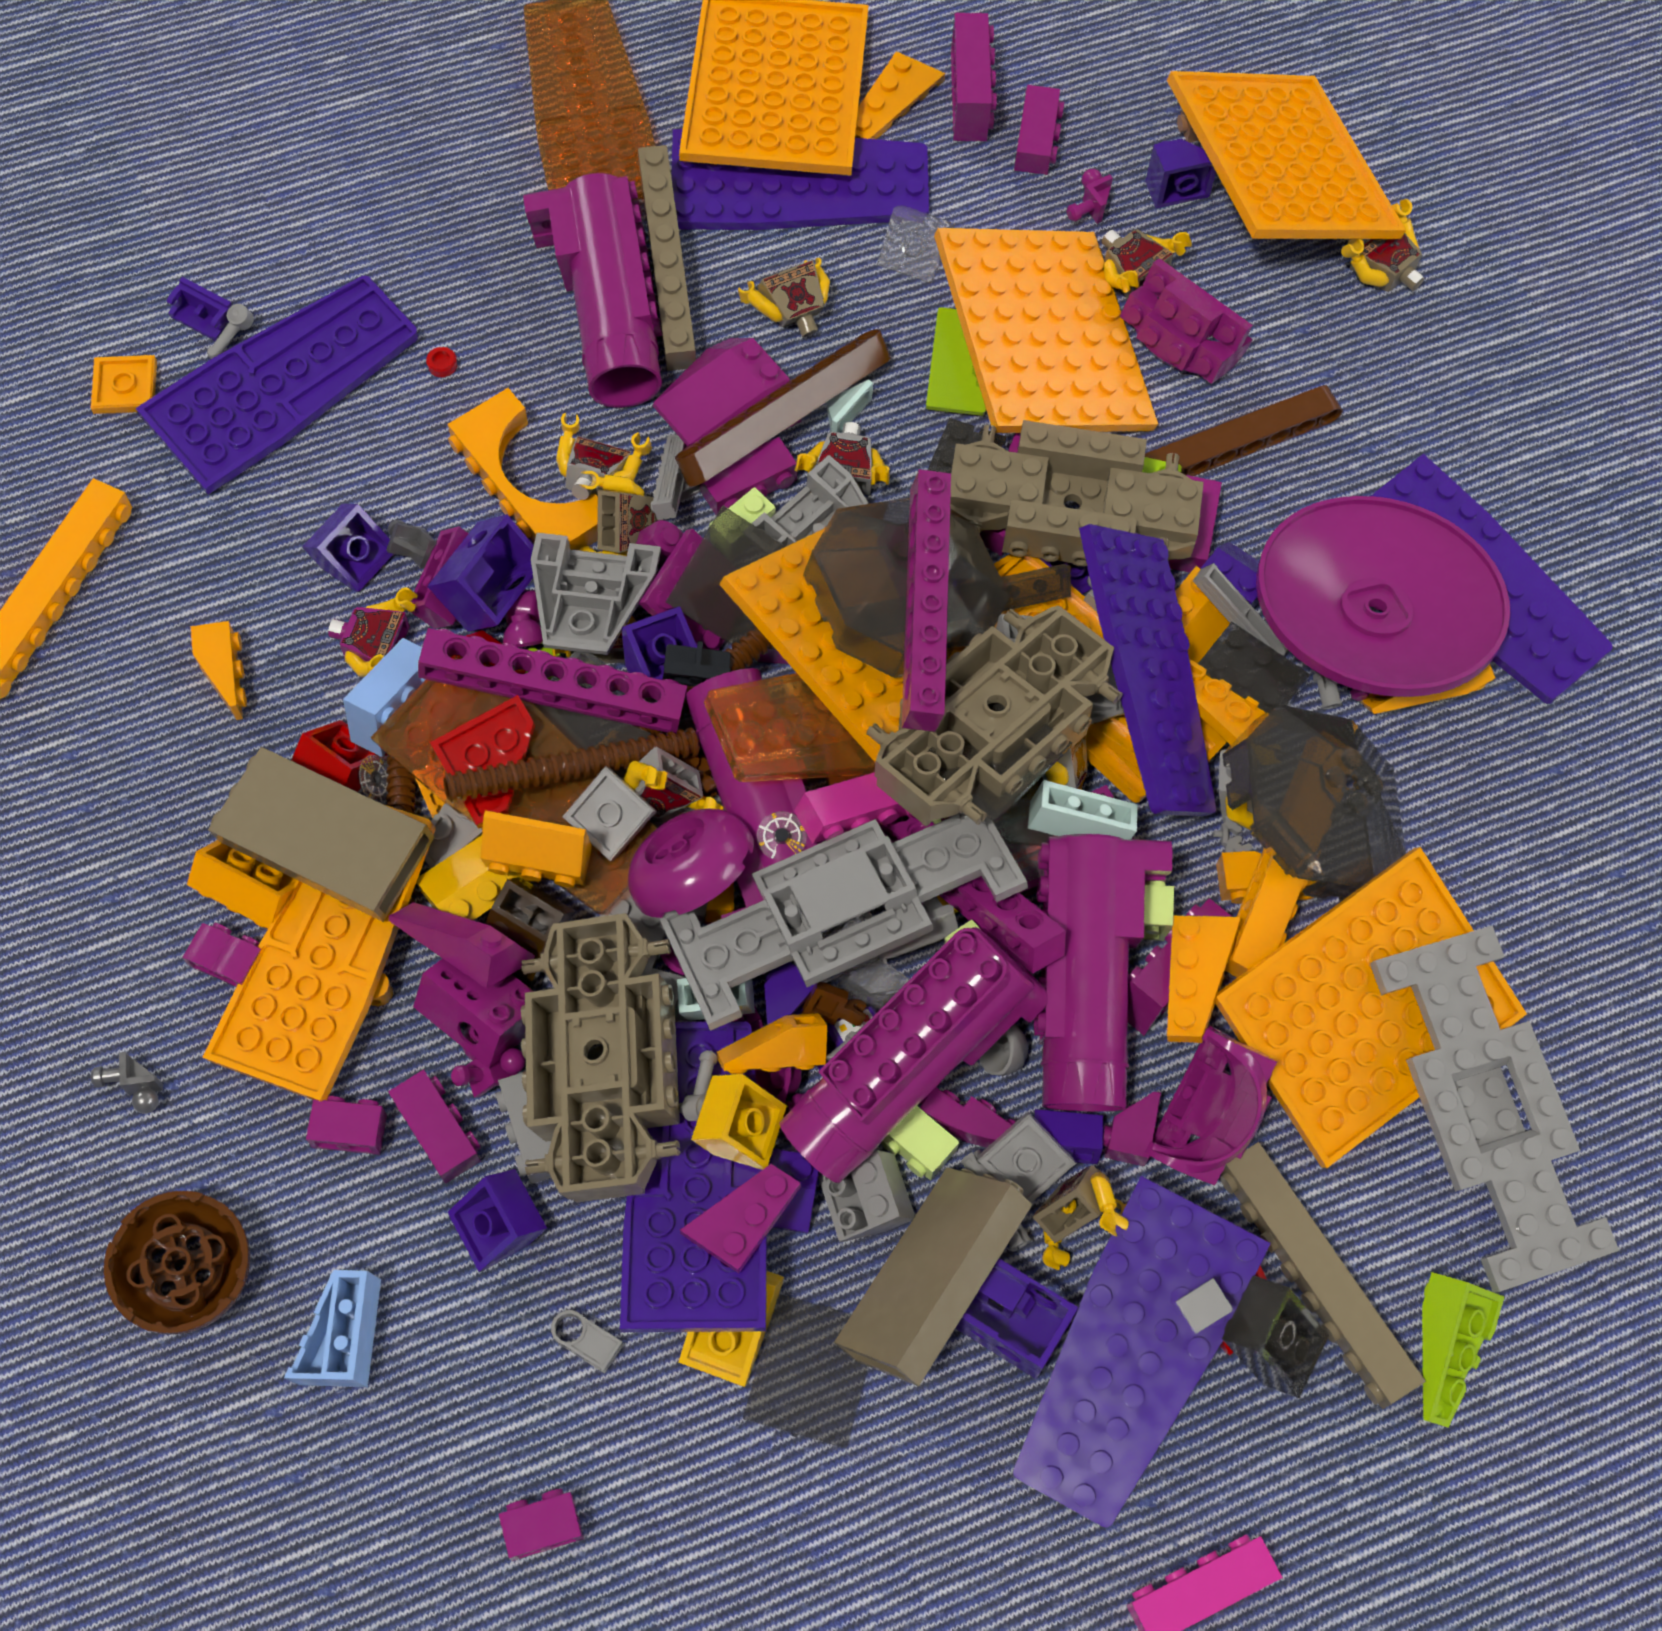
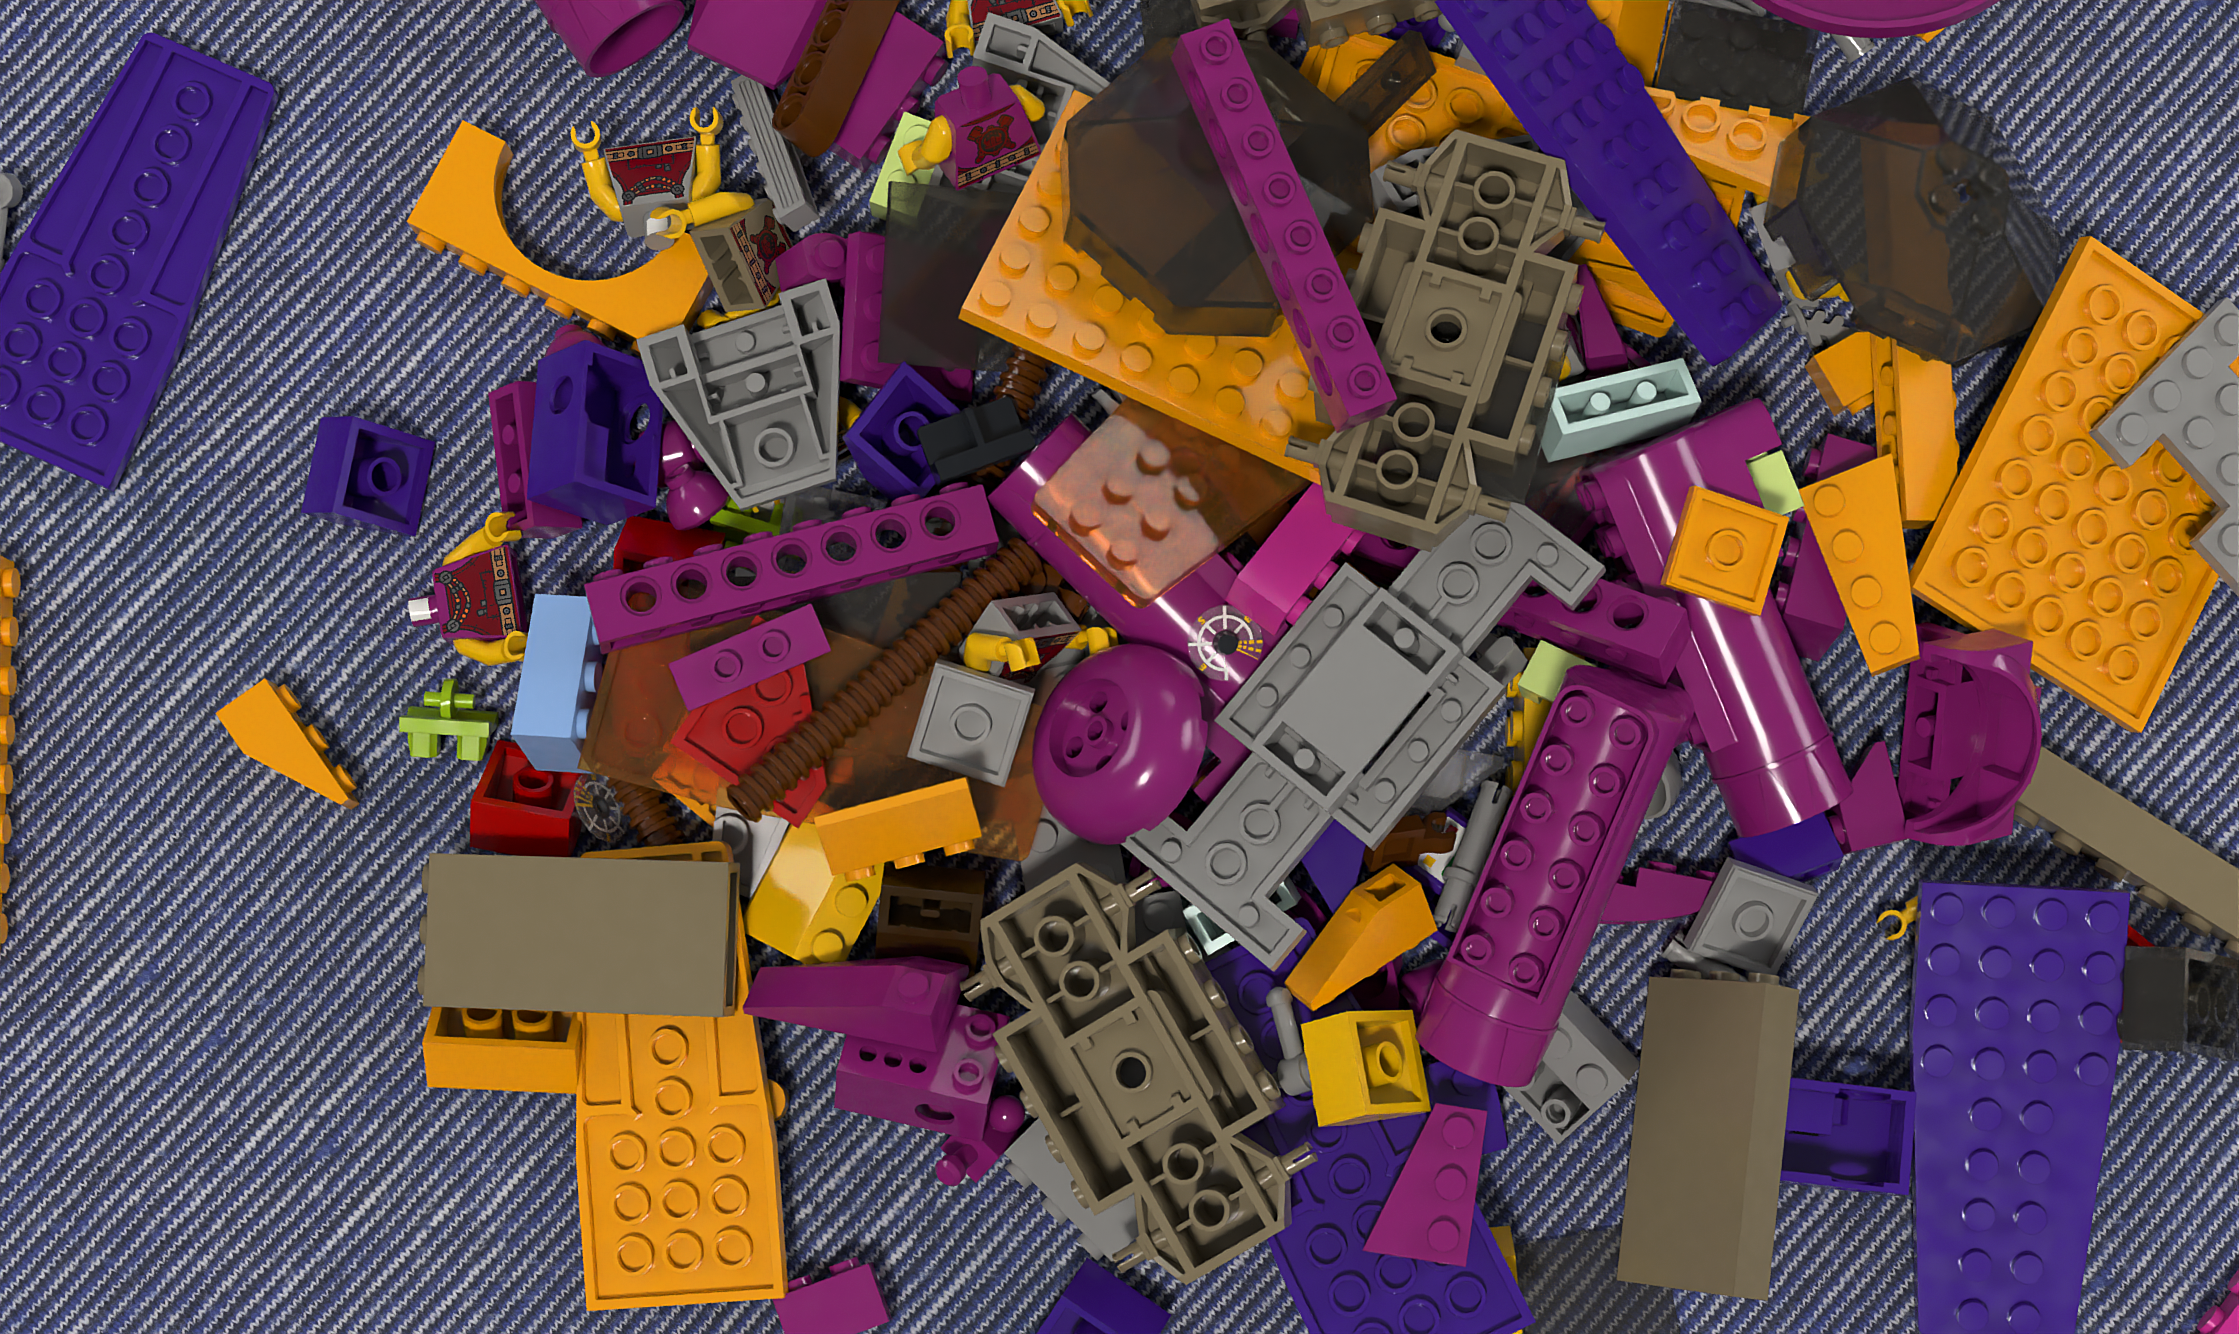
camera: 20 degrees left, 15 degrees up
(221, 954) = (533, 1158): magenta brick -> none
(303, 692) = (428, 724): none -> lime hips
(410, 542) = (452, 427): flat silver piece -> none
(436, 1125) = (949, 1248): magenta brick -> none
(441, 362) = (334, 116): red tile -> none
(500, 714) = (750, 657): none -> magenta plate
(788, 502) = (977, 130): none -> torso
(921, 1143) = (1614, 963): yellowish green brick -> none
(1073, 1206) = (1845, 949): torso -> none
(1094, 770) = (1602, 342): none -> magenta slope
(1107, 915) = (1724, 551): none -> light orange tile
(1204, 1305) = (2083, 1020): light grey panel -> none

